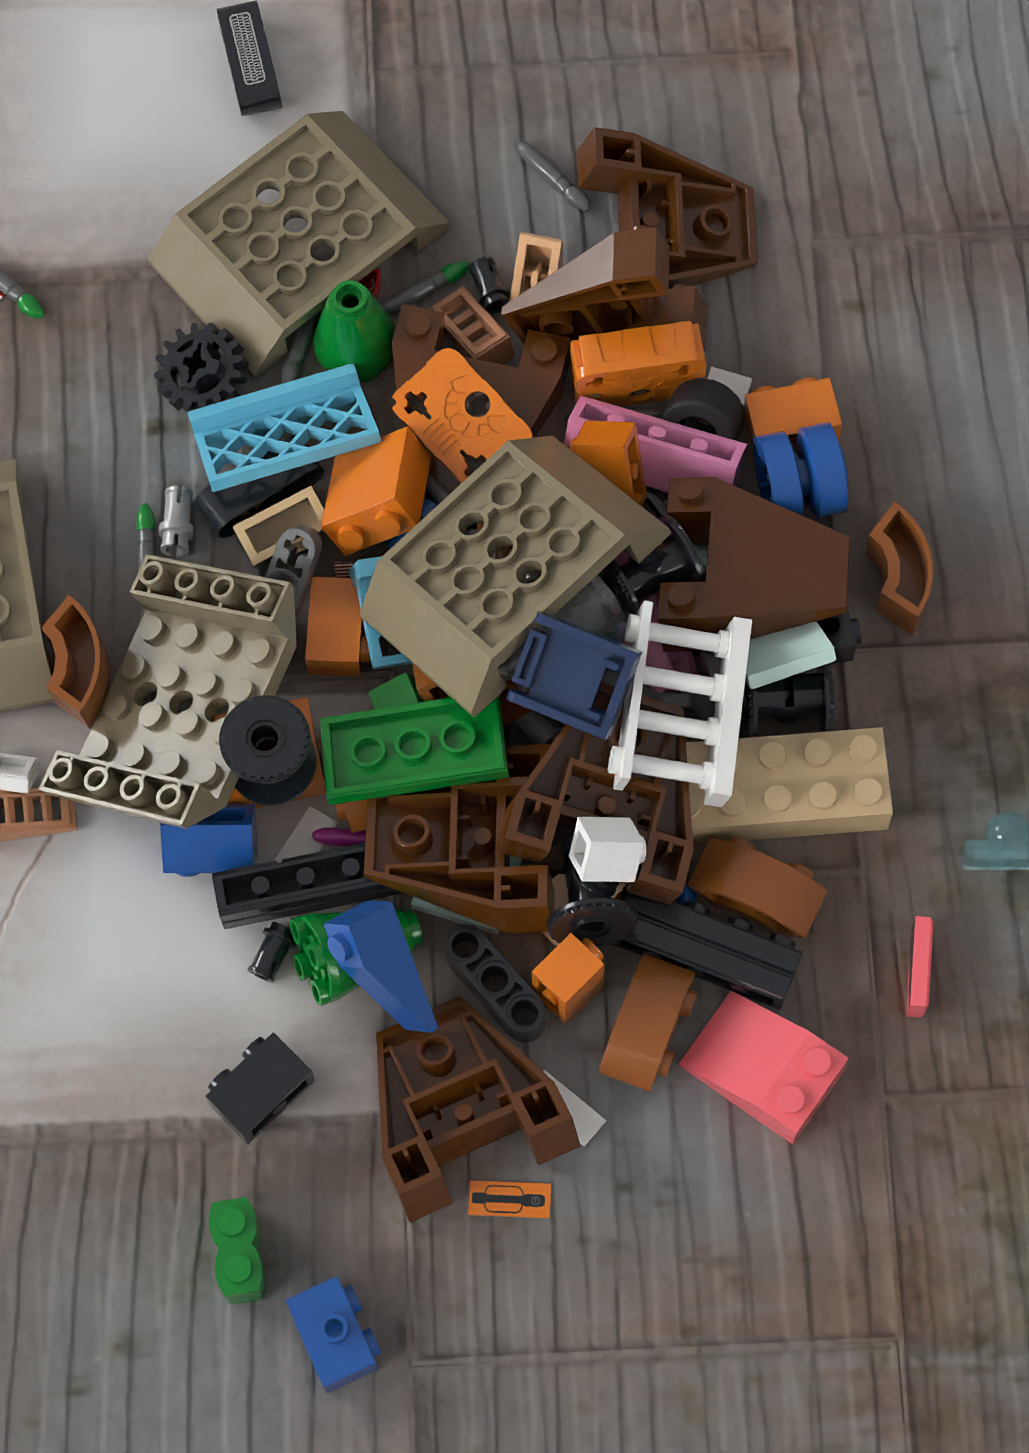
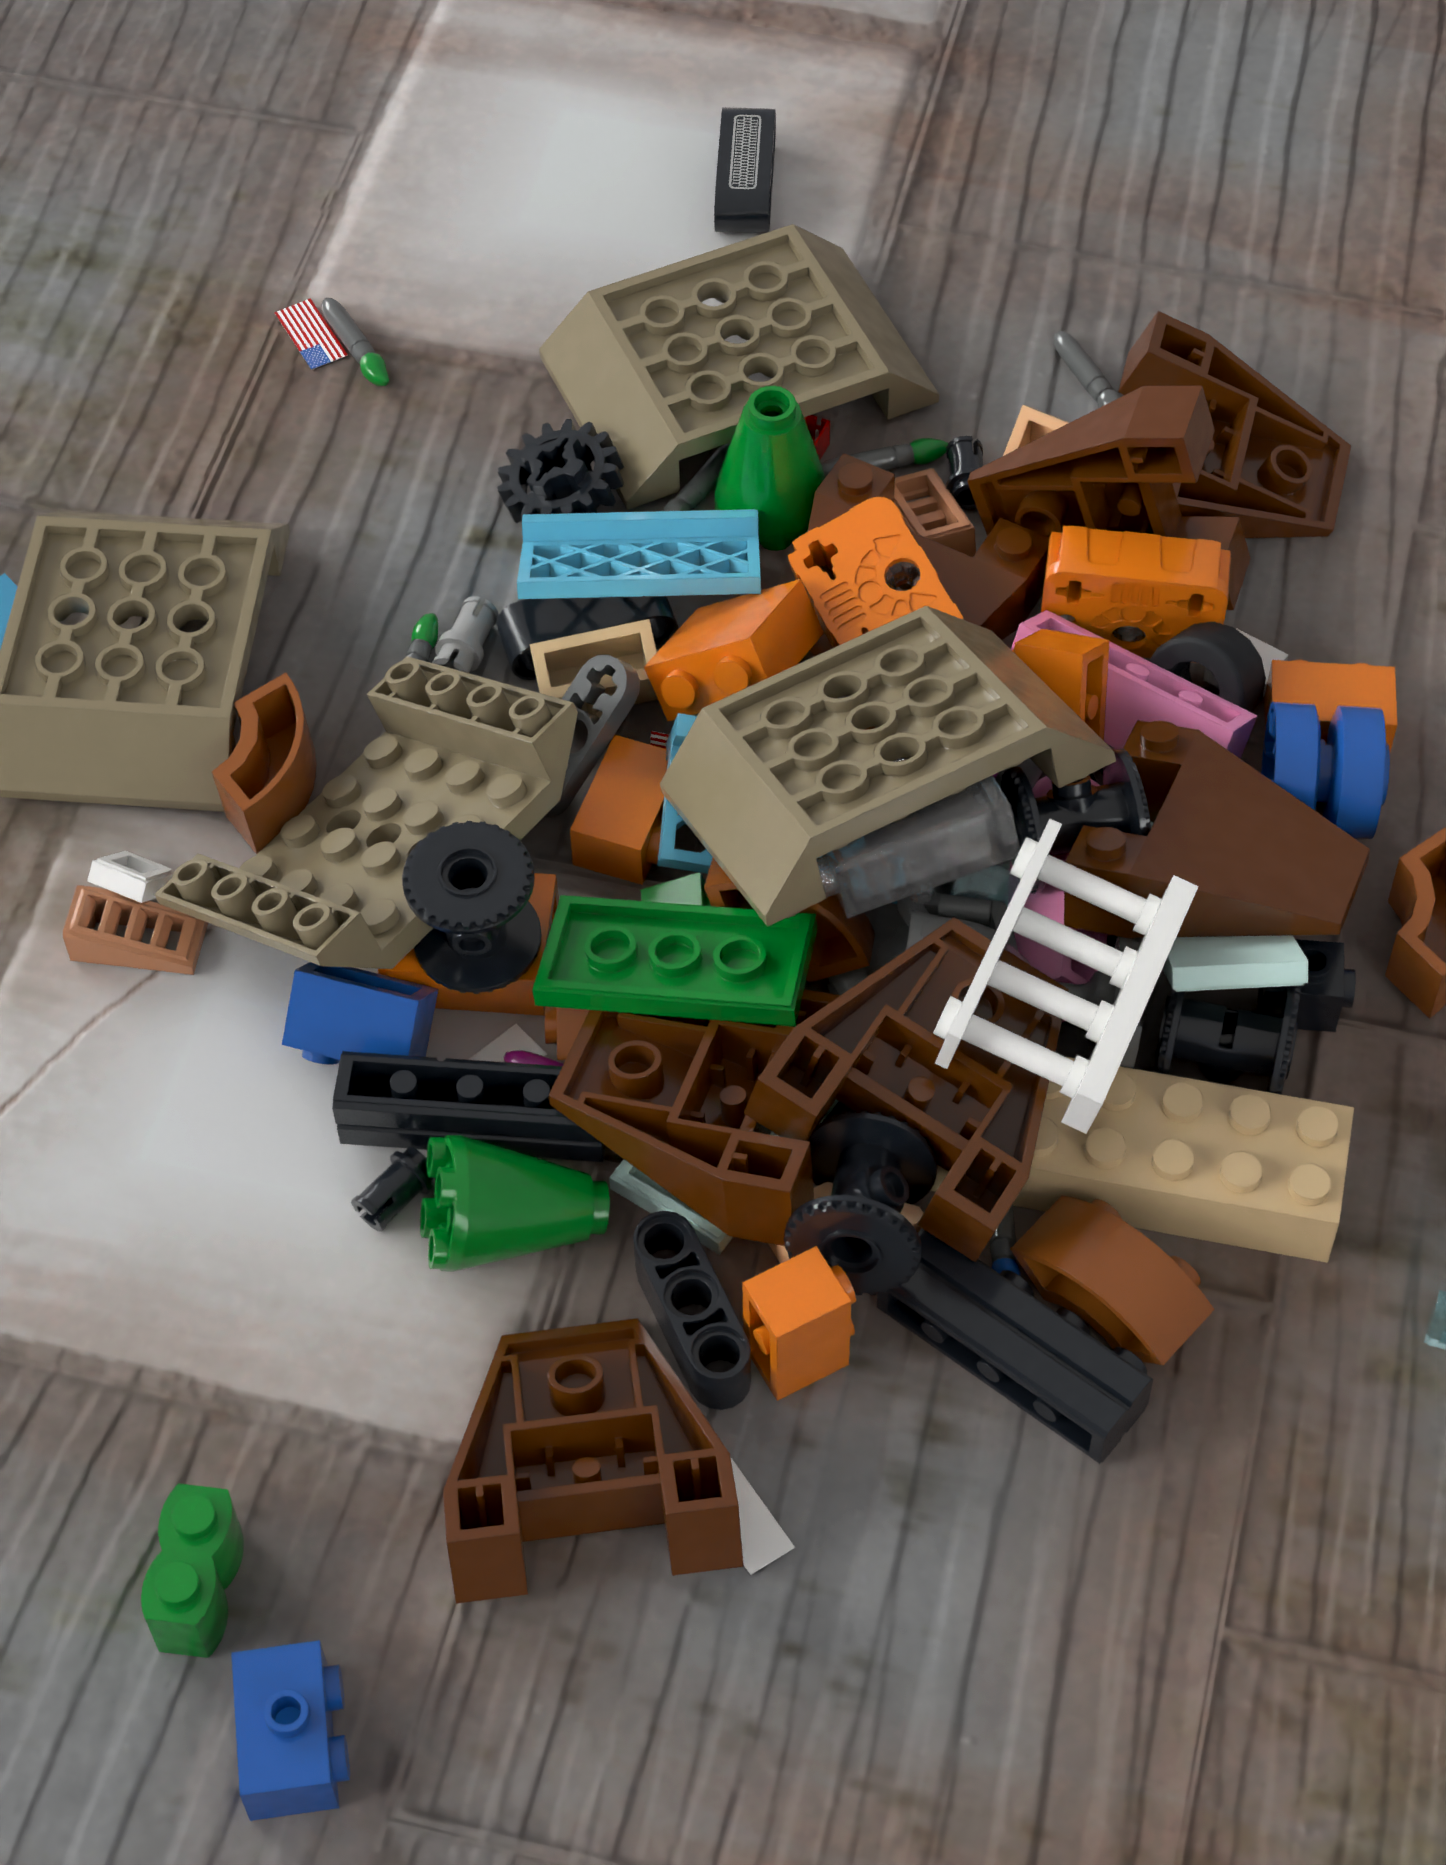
camera: 15 degrees right, 15 degrees down
(259, 1086) = (308, 1355): black brick -> none
(377, 957) = (528, 1209): blue slope -> none
(509, 1199) = (616, 1618): orange sticker -> none
(568, 672) = (916, 883): dark blue container -> none
(607, 849) = (902, 1140): white brick -> none
(647, 1022) = (895, 1419): dark orange brick -> none
(764, 1065) = (1057, 1533): coral slope -> none
(919, 966) = (1325, 1453): coral tile -> none

